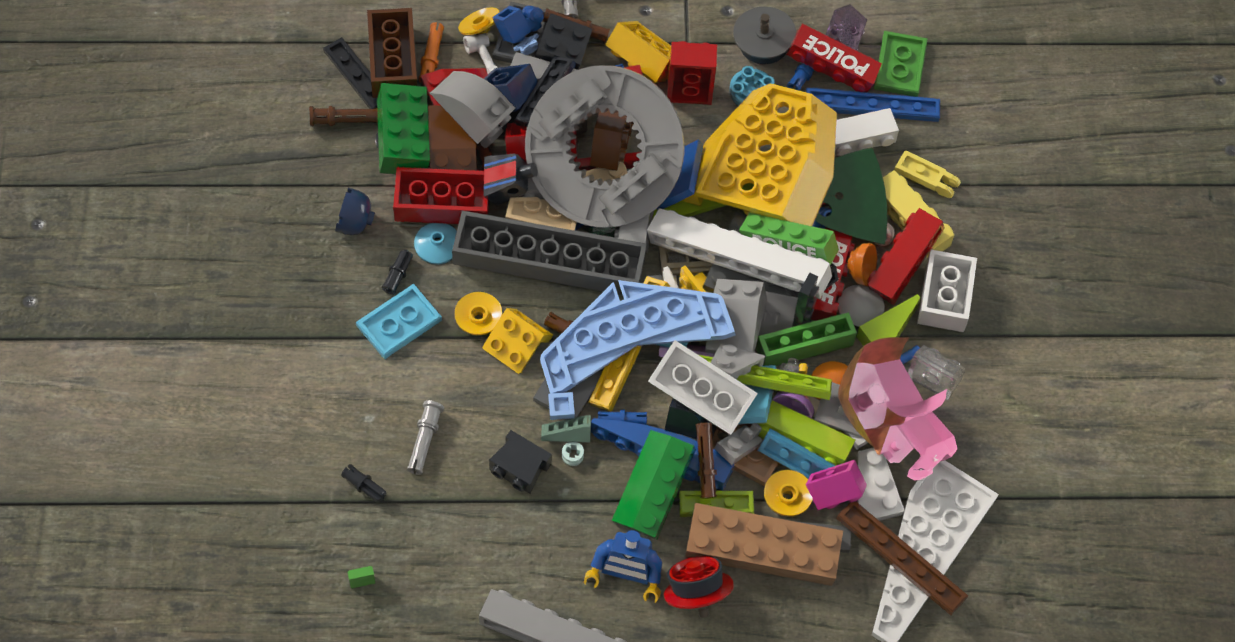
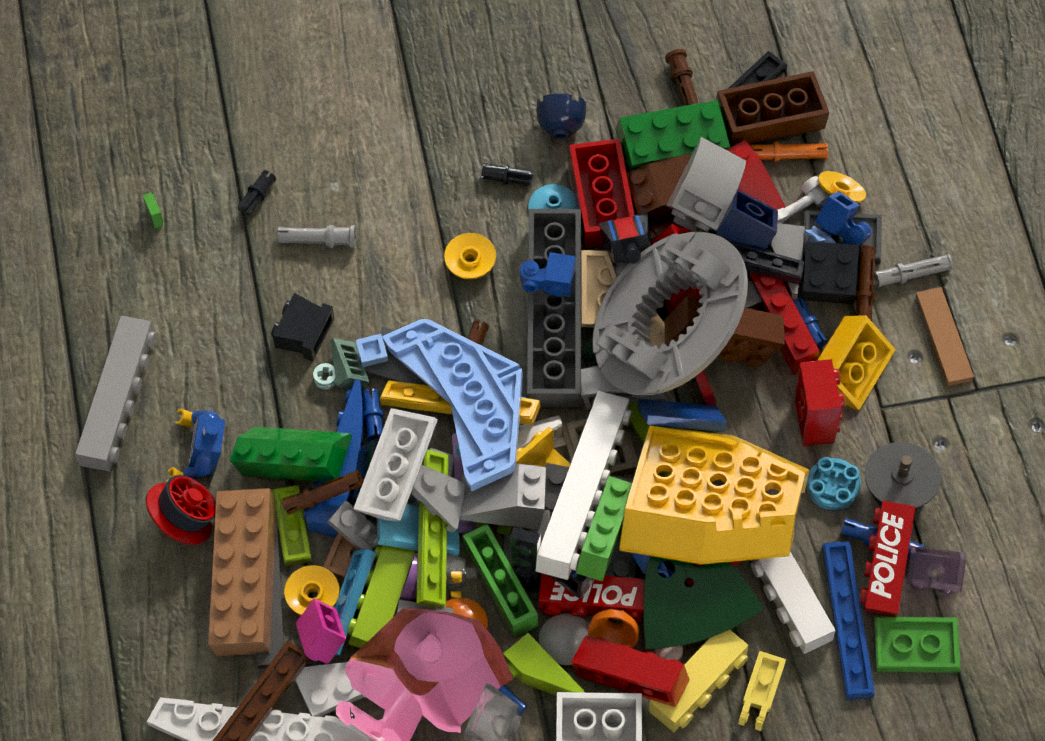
camera: 85 degrees right, 0 degrees up
(399, 321) = (450, 189): medium azure tile -> none
(515, 339) = (452, 297): yellow bracket -> none
(531, 236) = (553, 279): none -> blue brick

